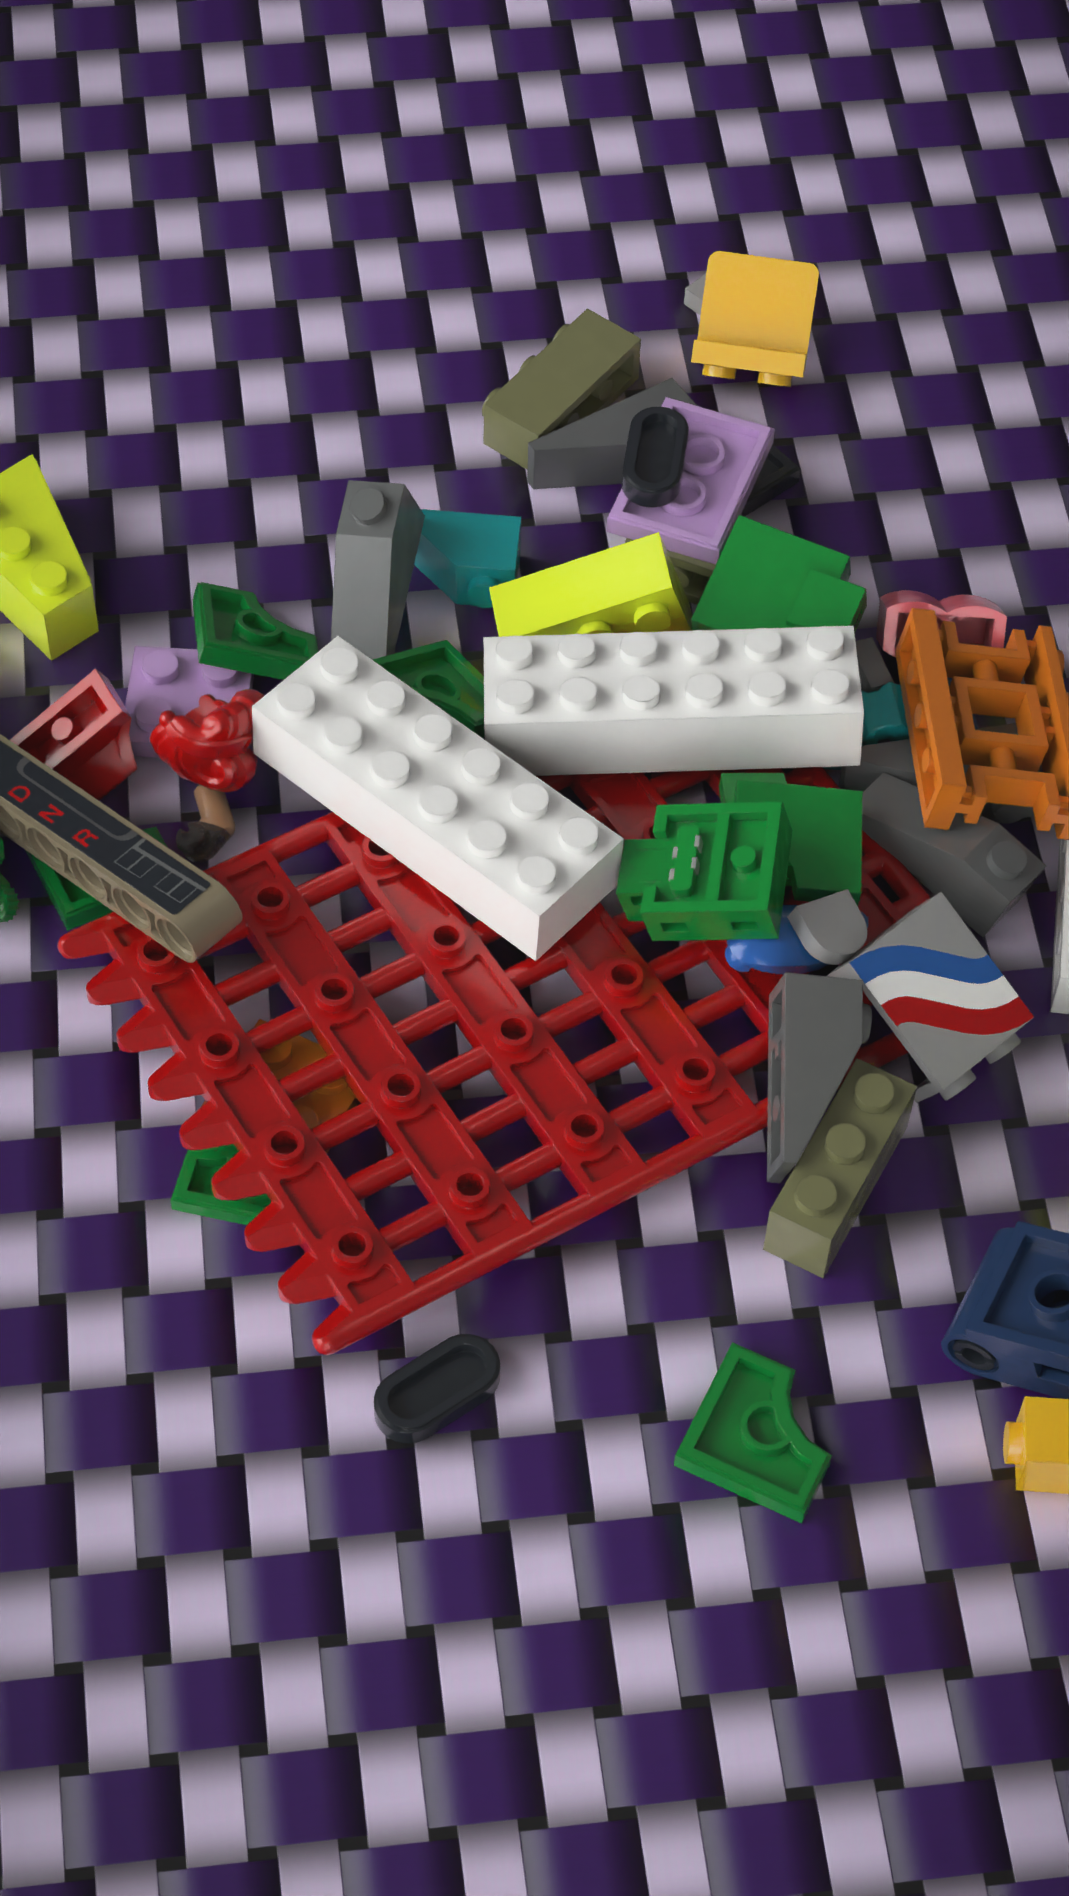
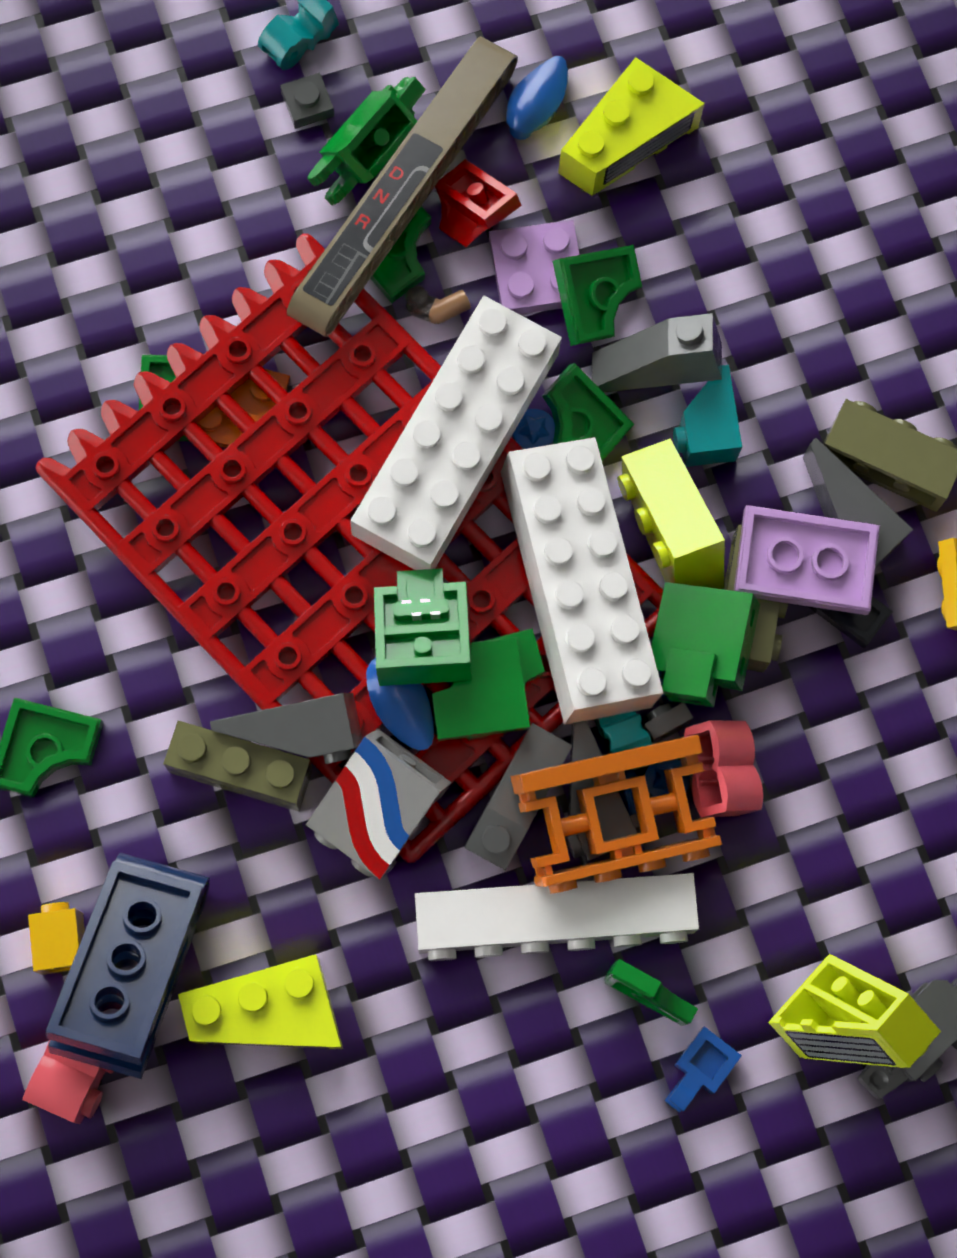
camera: 75 degrees right, 20 degrees up
(210, 741) = (479, 276): red hair -> none
(436, 1388) = (40, 544): black tile -> none
(655, 457) = (808, 526): black tile -> none
(830, 927) = (401, 722): light grey tile -> none

